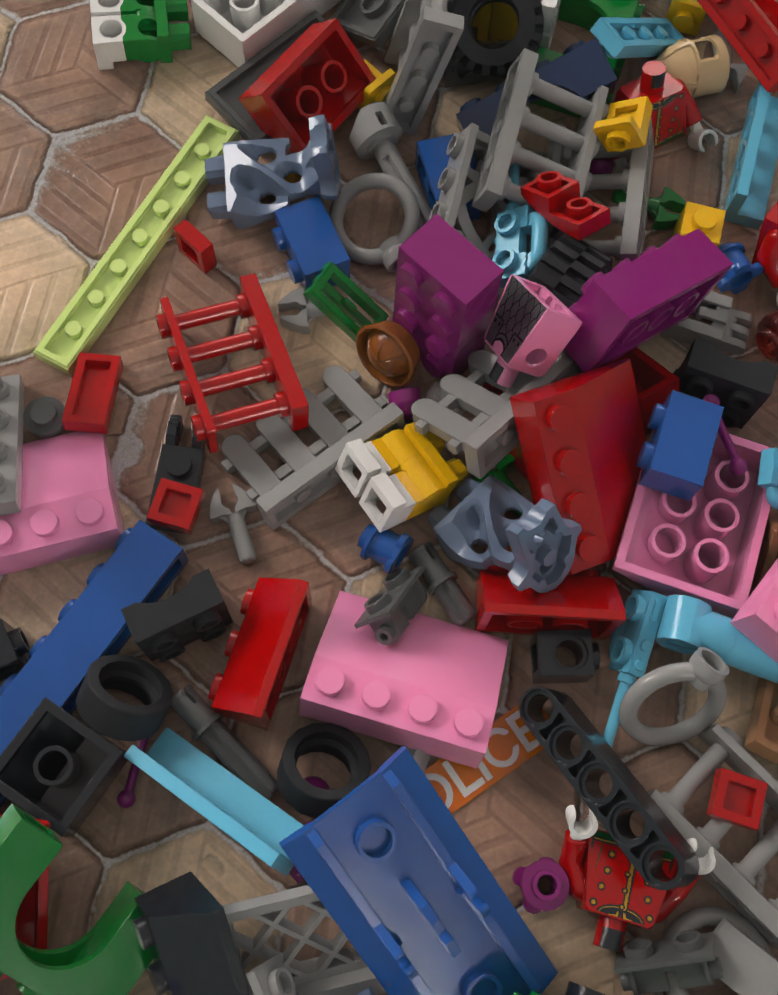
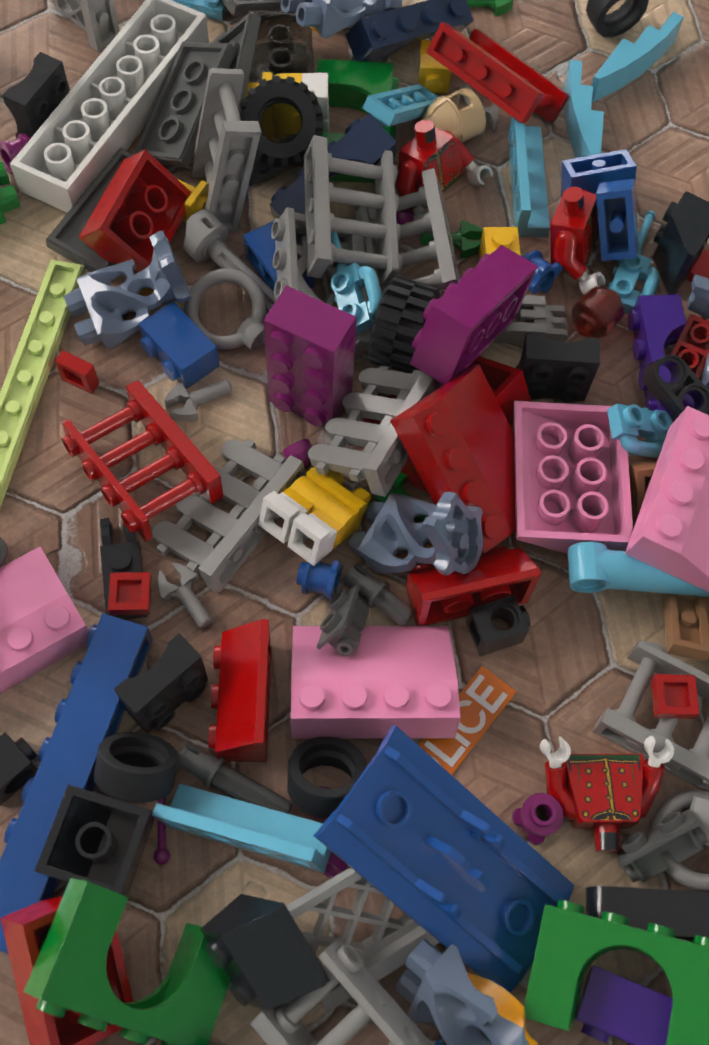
camera: 15 degrees left, 5 degrees down
(92, 393) = (24, 520): red tile -> none
(336, 314) = (222, 391): green tile -> none
(388, 352) = (273, 416): dark orange hat -> none
(528, 330) = (388, 363): torso -> none
(560, 204) = (382, 254): red slope -> none
(625, 125) = (414, 177): yellow bracket -> none
(626, 793) = (584, 720): black beam -> none
(632, 647) = (551, 604): medium azure piece -> none
(680, 445) = (540, 423): blue brick -> none
(703, 672) = (617, 599): light grey piece -> none
(737, 465) = (554, 385): magenta hinge -> none

